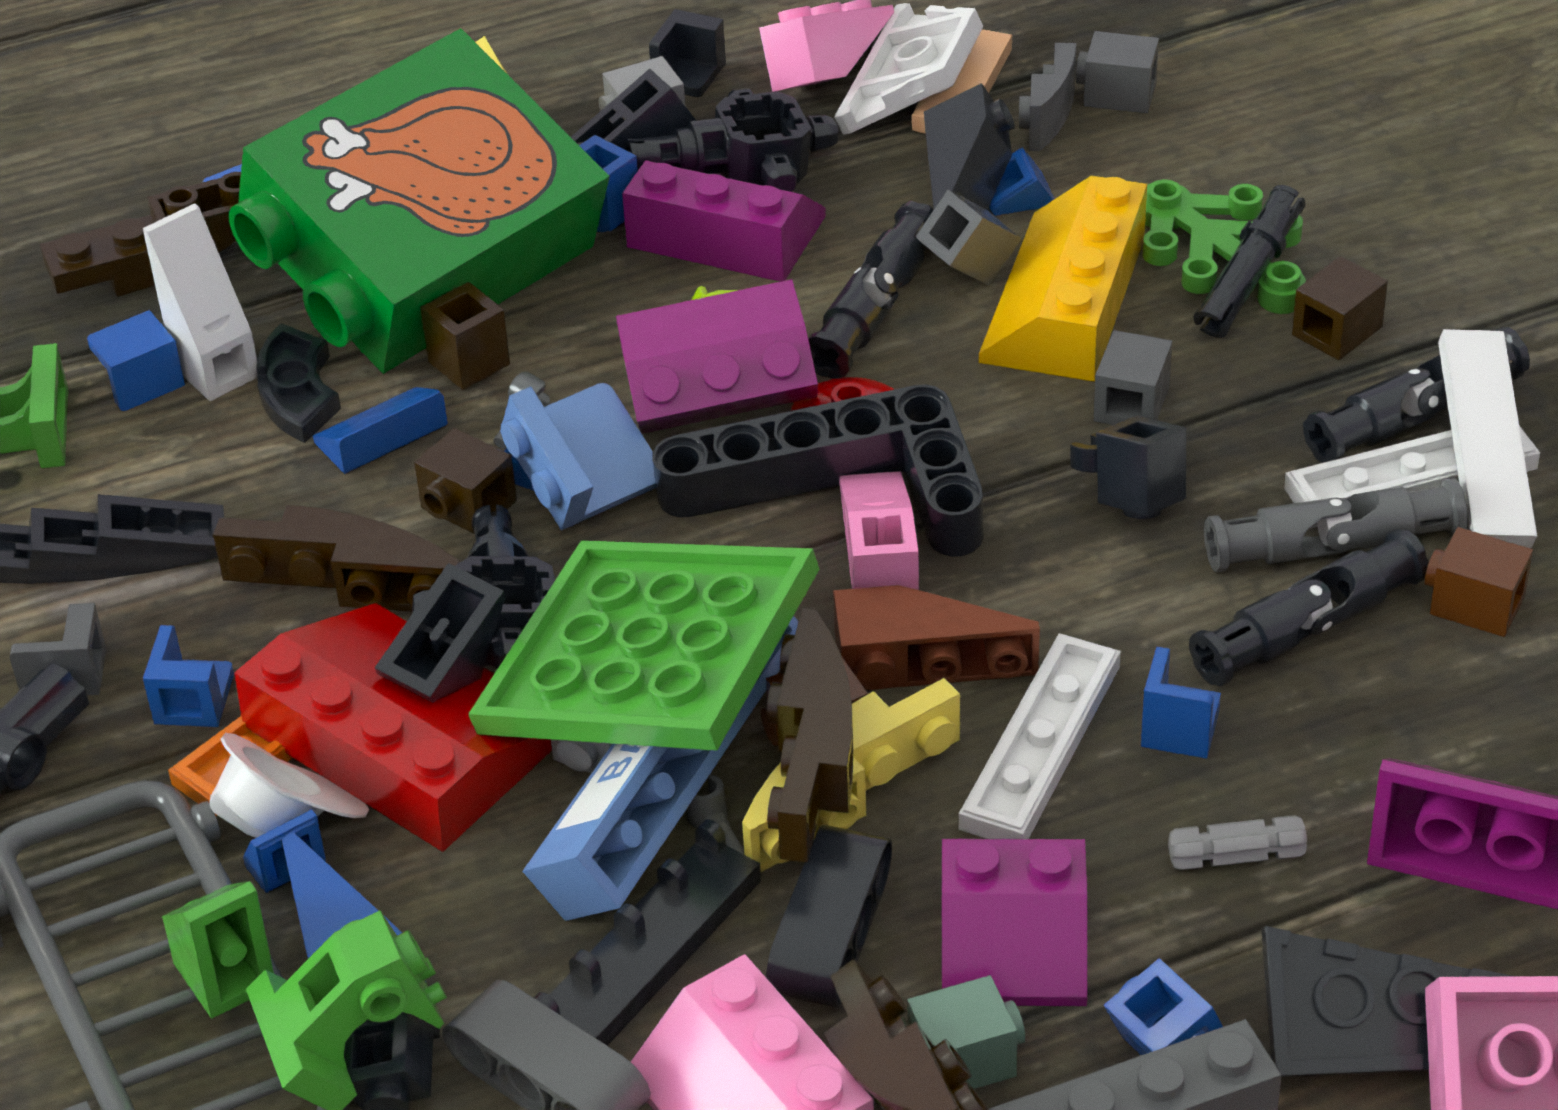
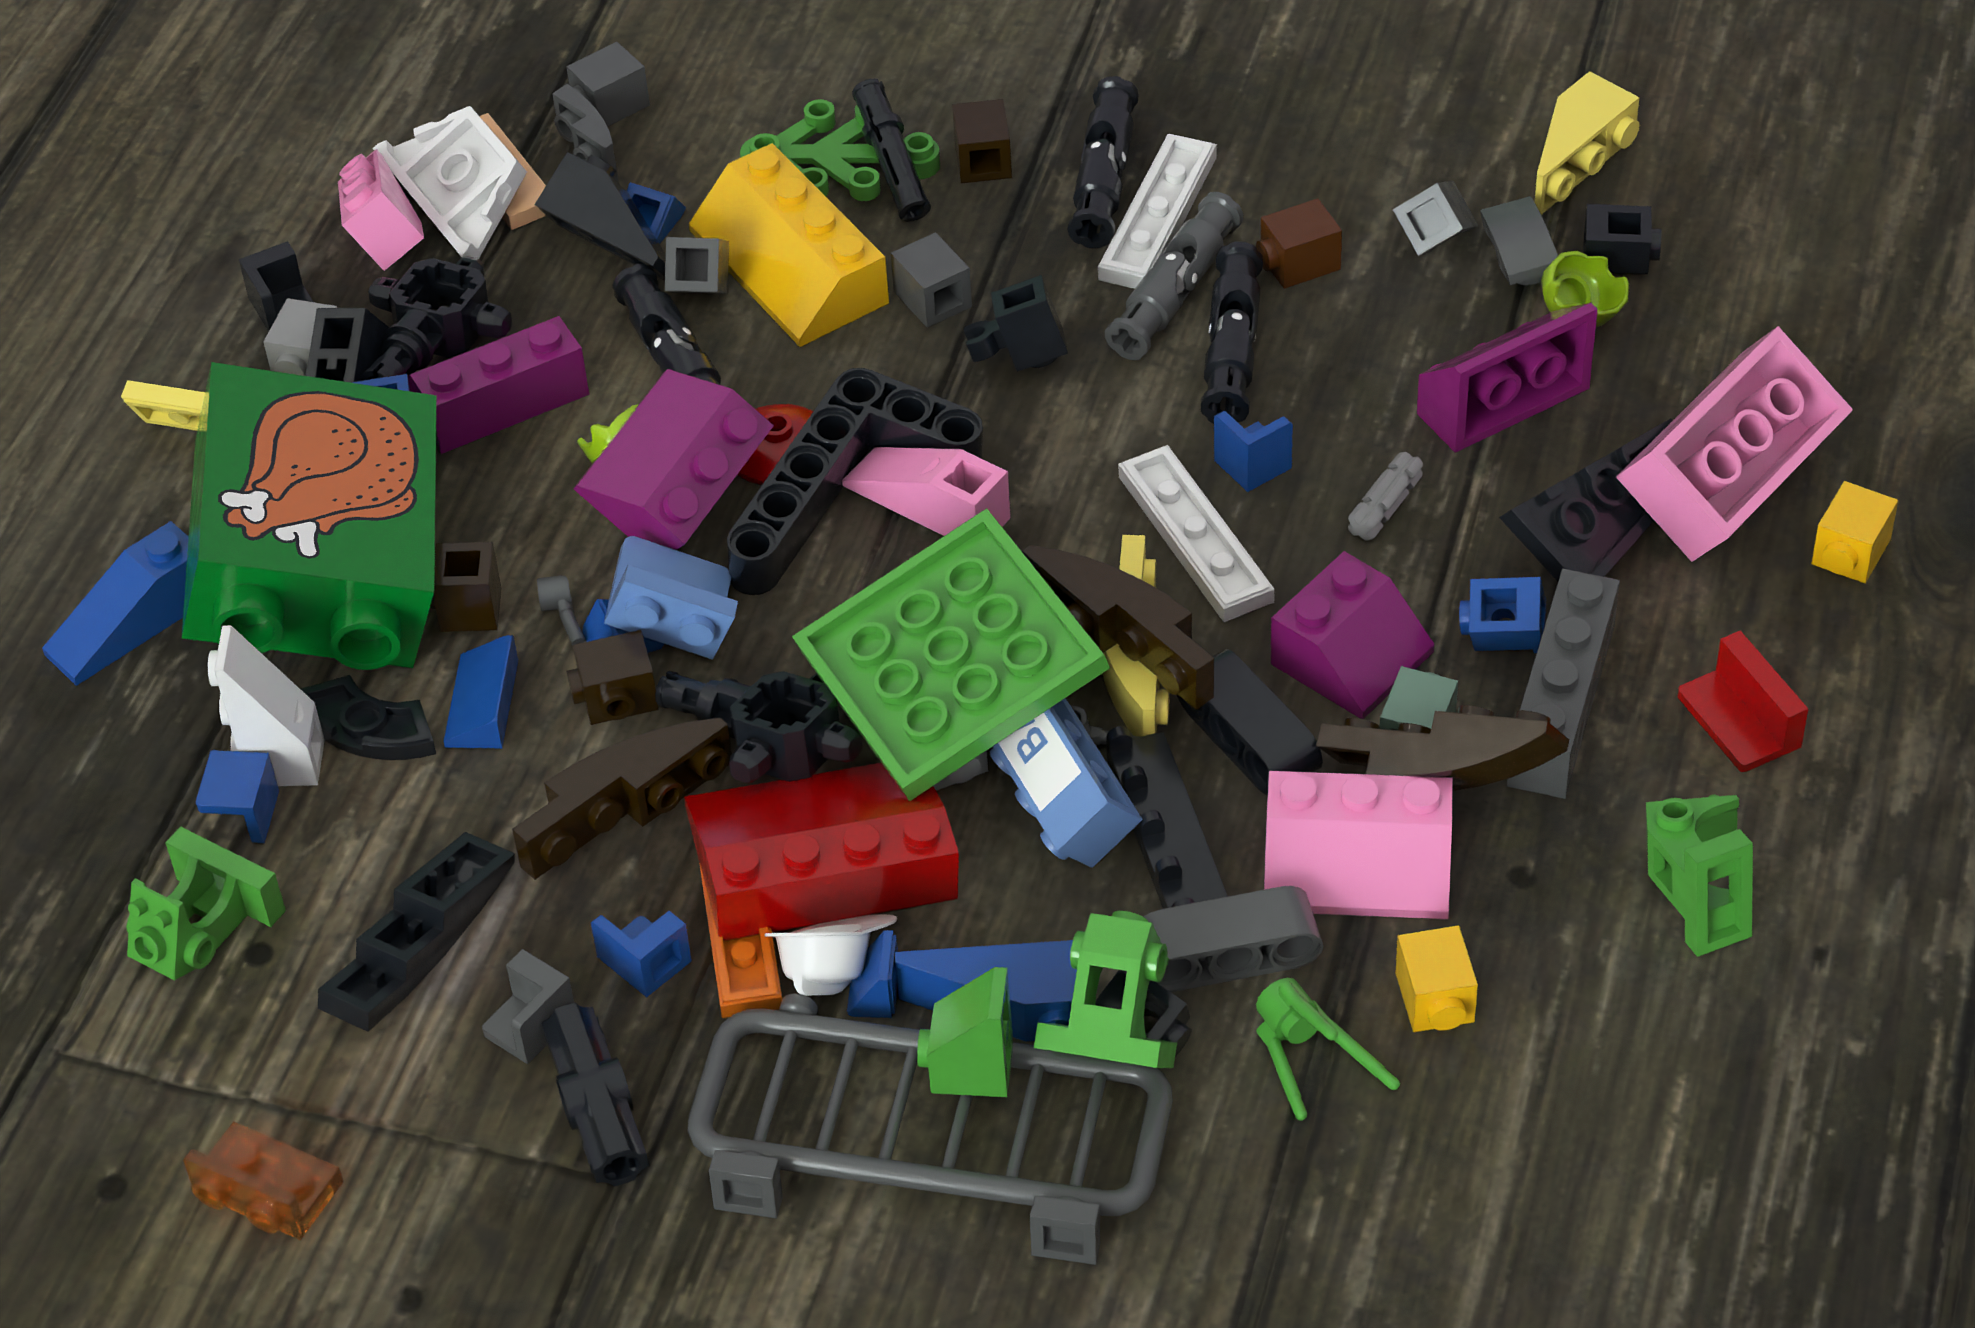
camera: 50 degrees left, 5 degrees up
(121, 250) = (111, 703): dark brown slope -> none
(445, 636) = (808, 759): black slope -> none
(917, 638) = (1073, 513): copper slope -> none
(1487, 435) = (1185, 151): white tile -> none

